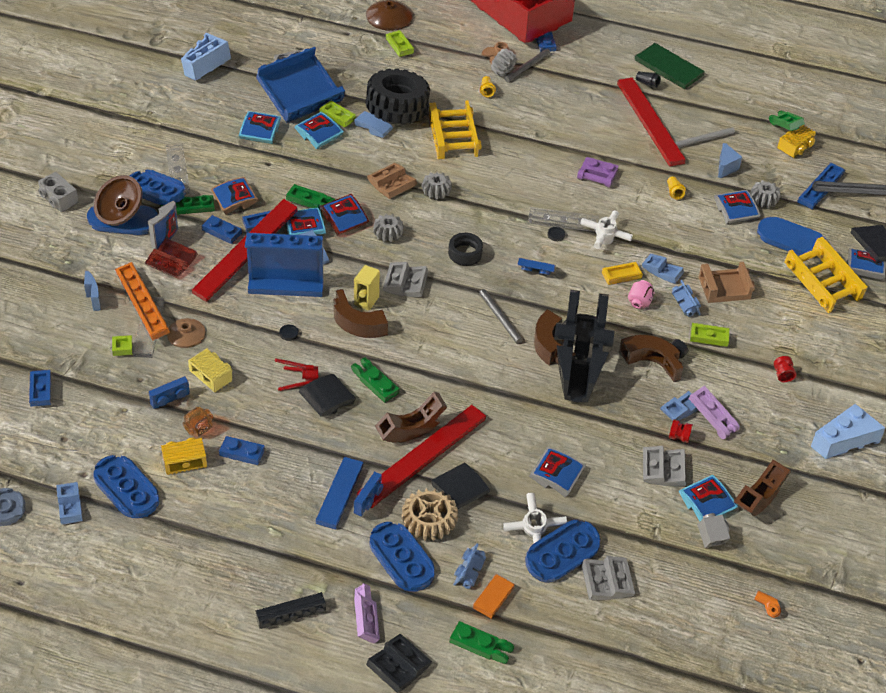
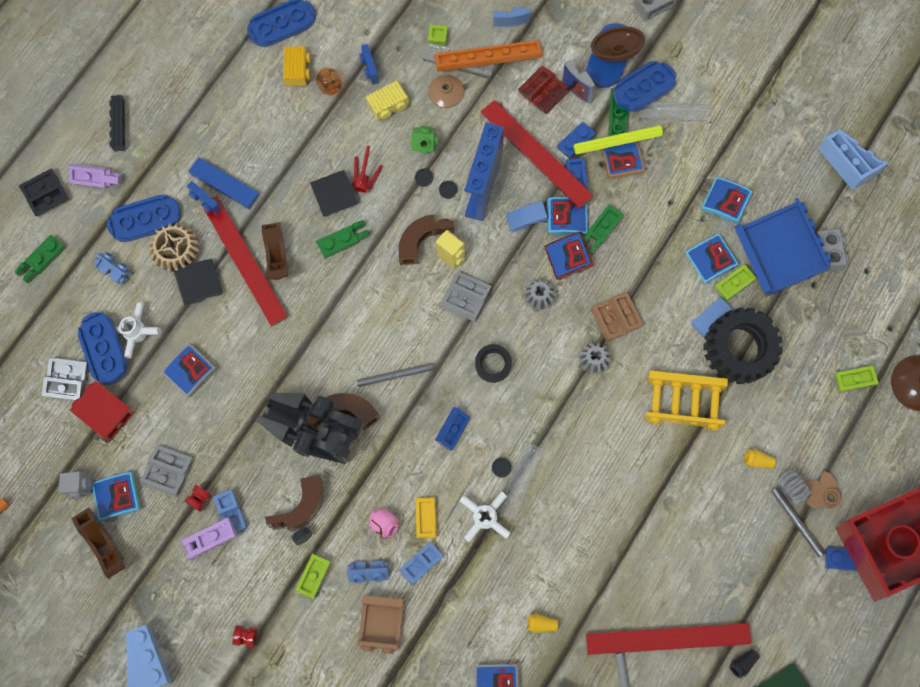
camera: 110 degrees right, 25 degrees up
(218, 195) = (618, 139): none -> neon yellow axle
(241, 450) = (292, 114): blue plate -> none
(251, 331) = (424, 139): none -> bright green brick
(297, 312) = (447, 189): none -> black piece
(493, 596) = (80, 280): orange tile -> none
(598, 171) = (594, 546): medium lavender plate -> none
(629, 531) = (101, 411): none -> red panel

